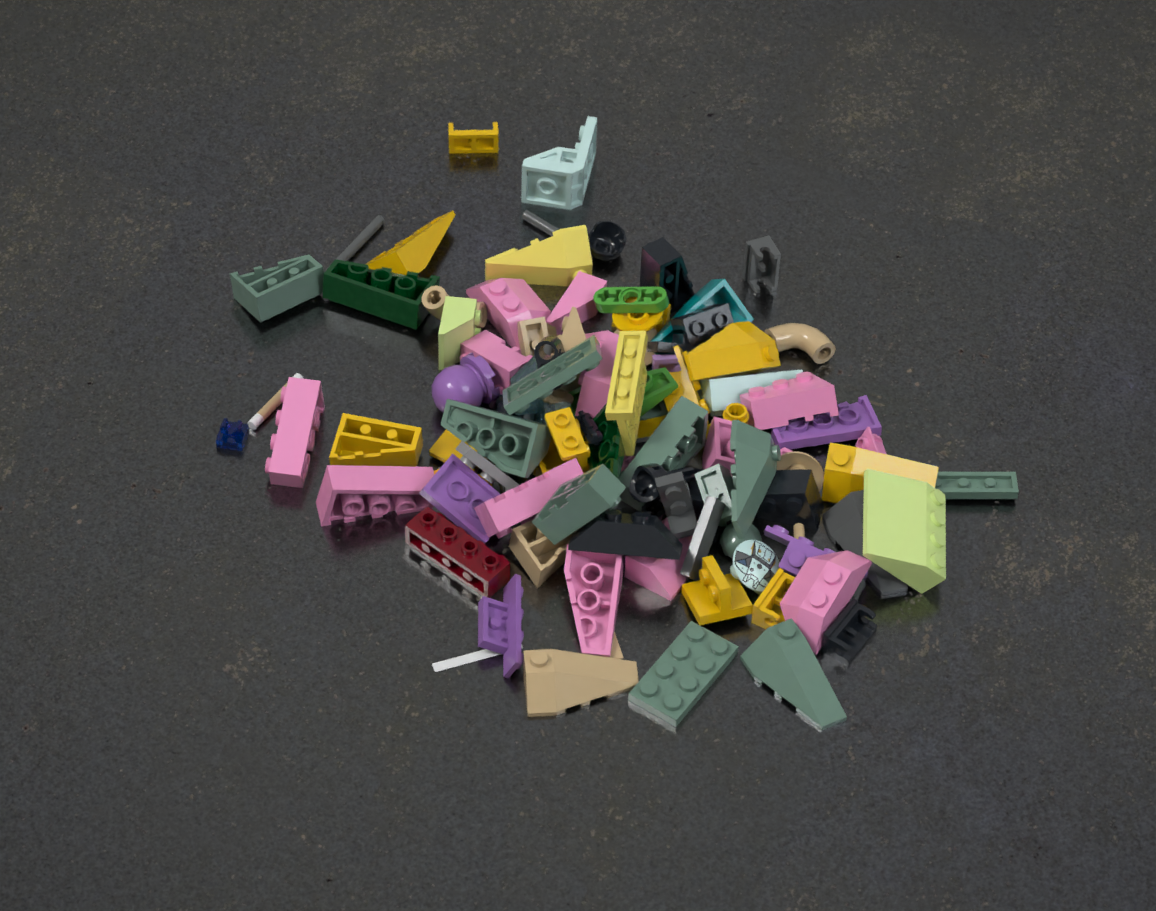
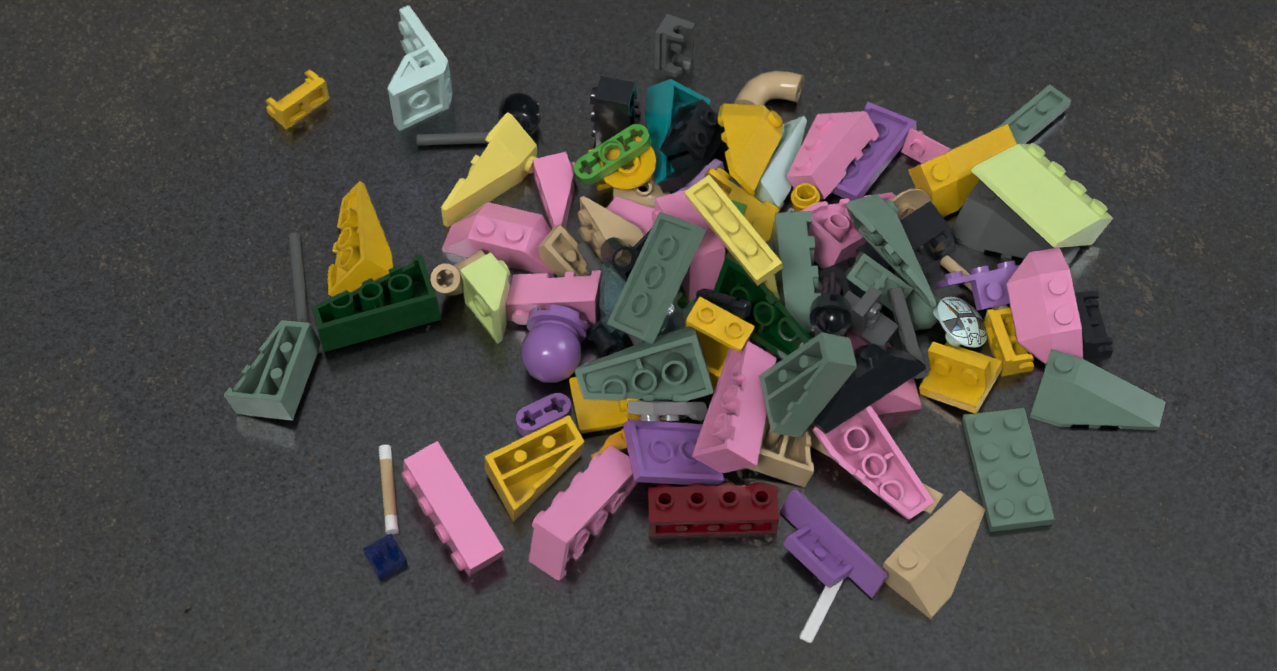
camera: 40 degrees left, 10 degrees up
(424, 422) = (542, 413): none -> medium lavender beam

